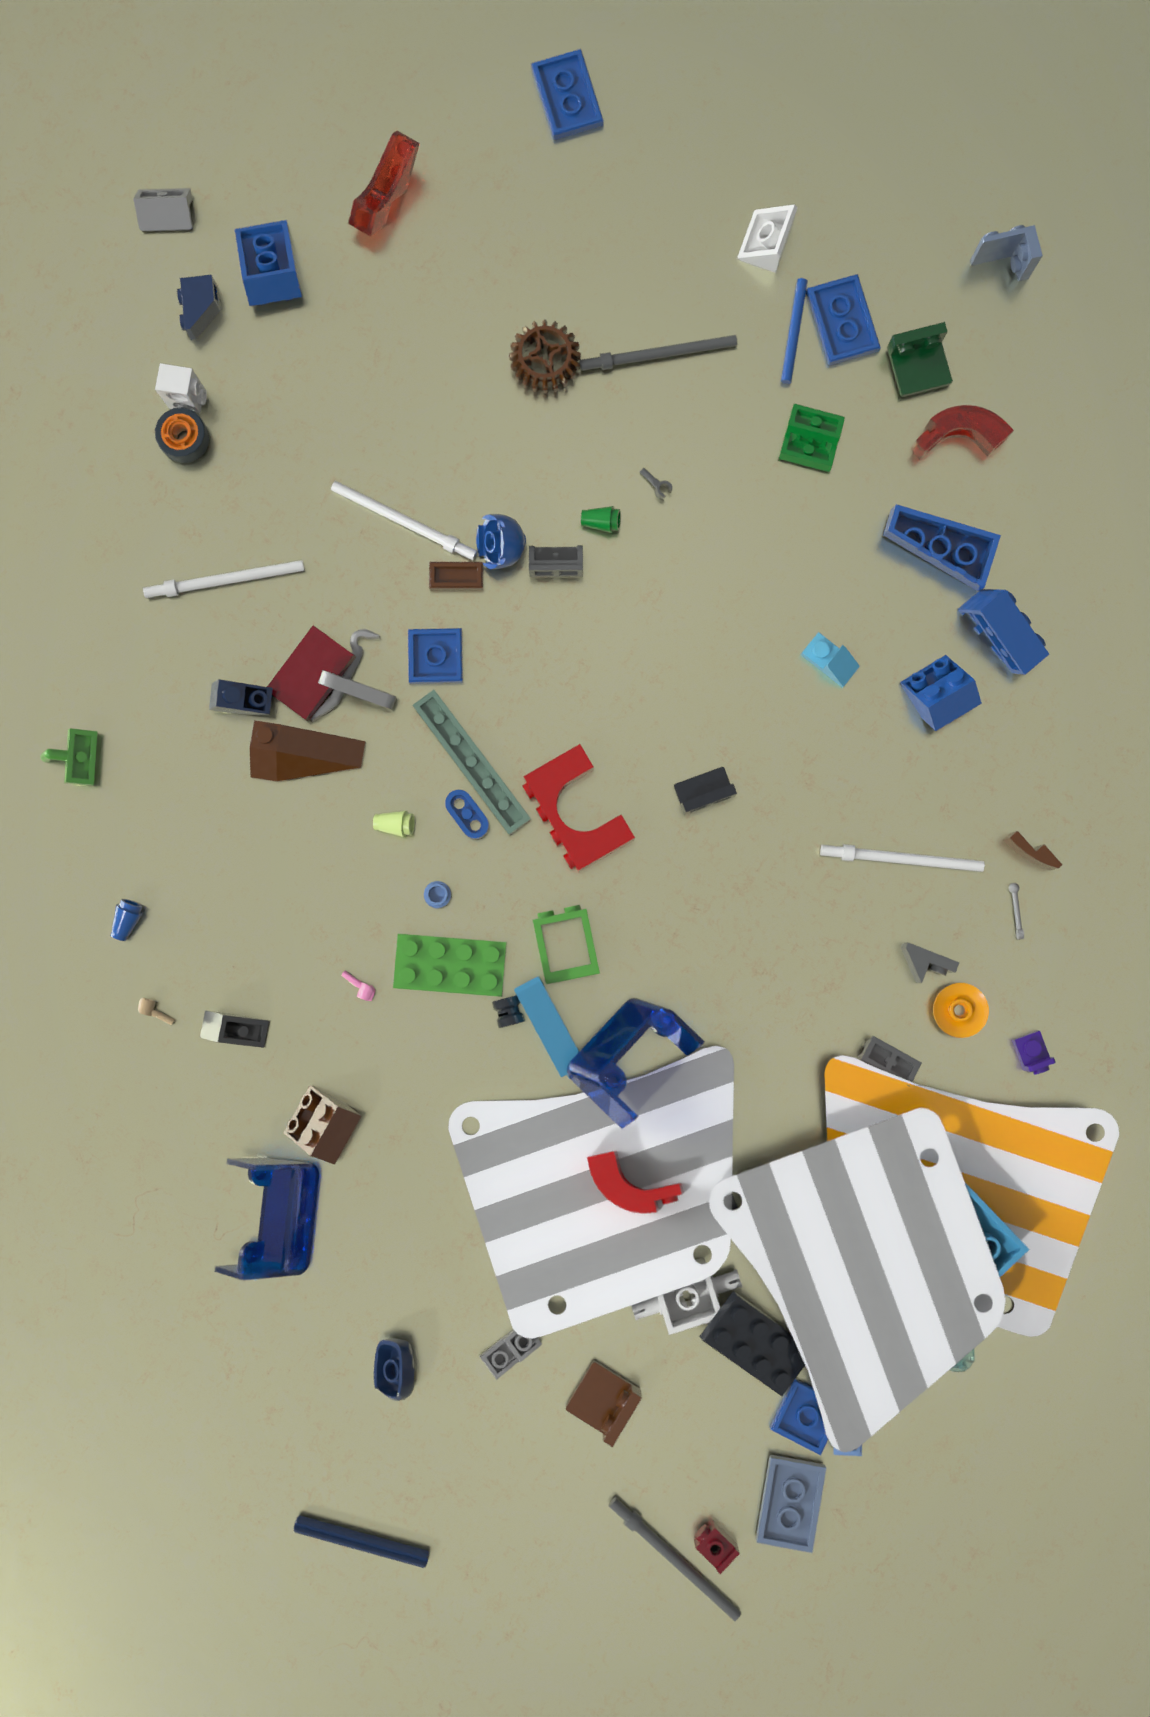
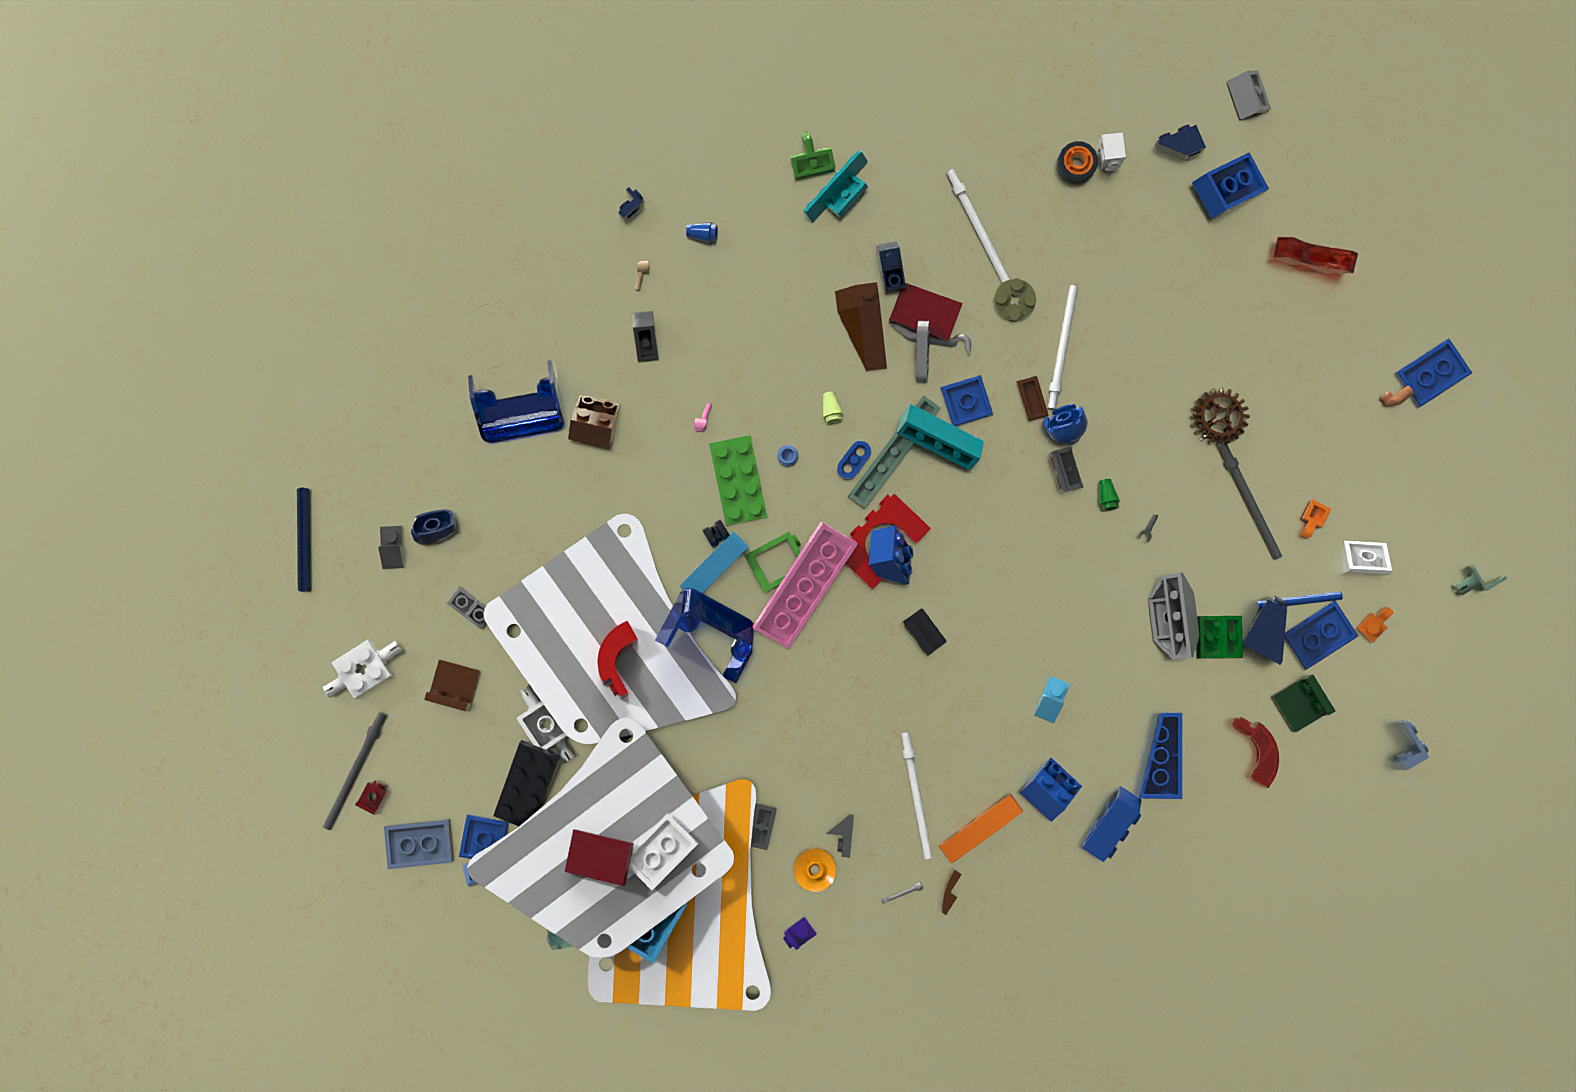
camera: 70 degrees right, 0 degrees up
(67, 999) = (630, 208): none -> dark blue bracket
(127, 733) = (840, 191): none -> teal bracket
(342, 567) = (1027, 300): none -> olive plate
(406, 1429) = (391, 547): none -> dark grey slope
(470, 699) = (940, 437): none -> teal brick
(548, 1531) = (349, 666): none -> white brick
(586, 143) = (1397, 399): none -> nougat arm
(599, 802) = (890, 555): none -> blue slope
(605, 919) = (805, 585): none -> bright pink plate
(700, 281) = (1315, 517): none -> orange plate
(773, 482) = (1174, 616): none -> light grey wedge
(823, 371) = (1268, 630): none -> dark blue slope
(830, 115) = (1475, 580): none -> sand green bracket
(849, 253) = (1374, 625): none -> orange plate
(879, 1281) = (599, 857): none -> dark red tile
(894, 1201) = (661, 851): none -> white plate
(965, 790) = (981, 828): none -> orange slope

